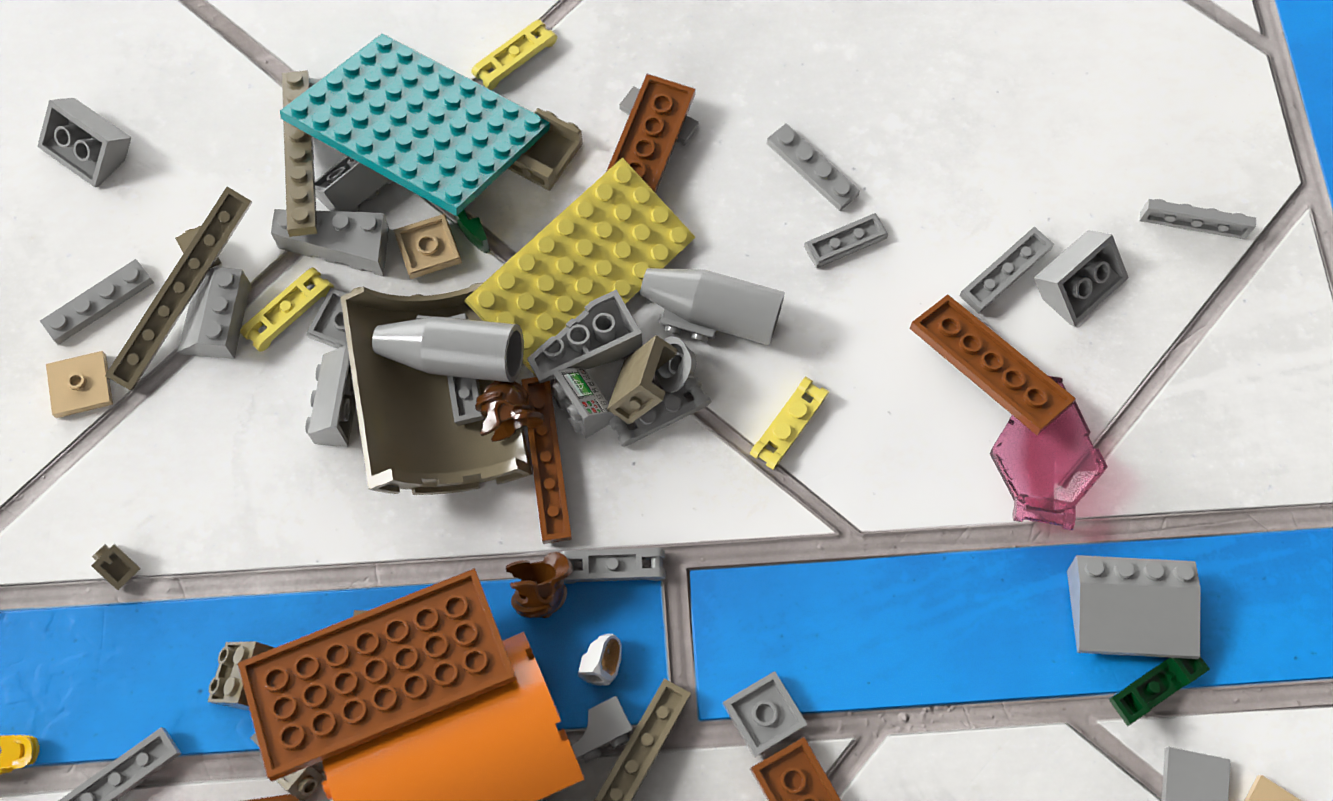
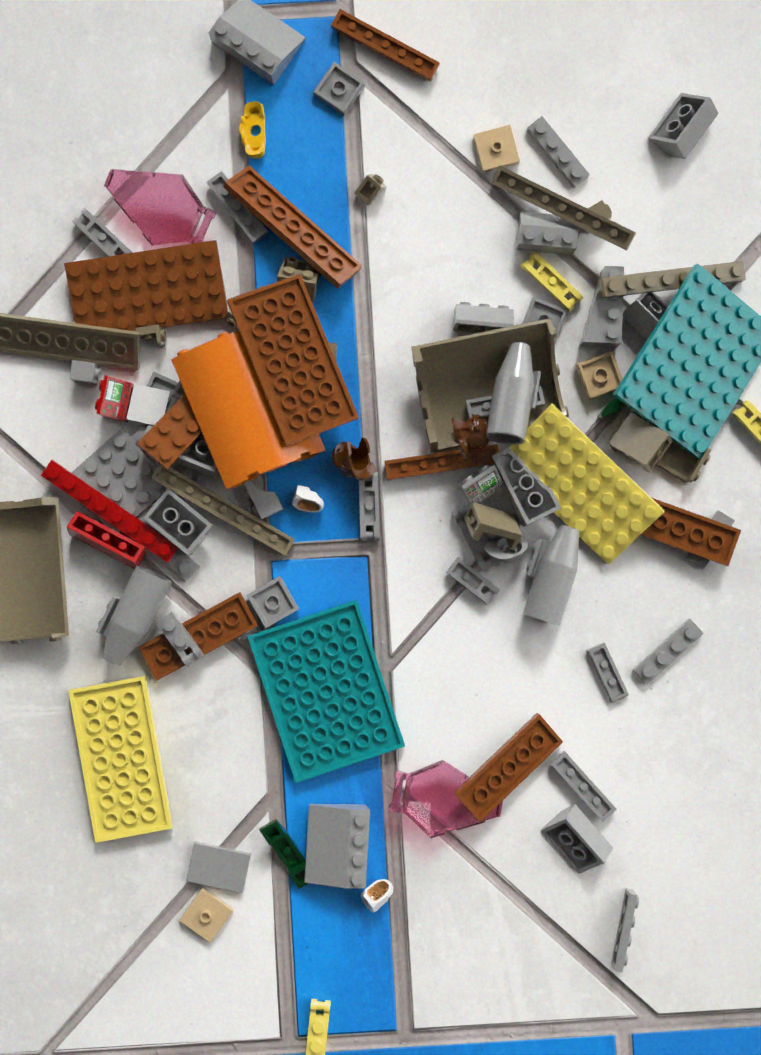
camera: 90 degrees right, 20 degrees up
(156, 688) = (292, 226): none -> dark orange plate
(522, 191) = (640, 441): none -> dark tan panel
(721, 416) = (472, 580): none -> light grey plate
(789, 423) = (467, 626): light yellow plate -> none
(899, 631) = (326, 691): none -> teal plate
(1201, 548) = (377, 894): none -> rock

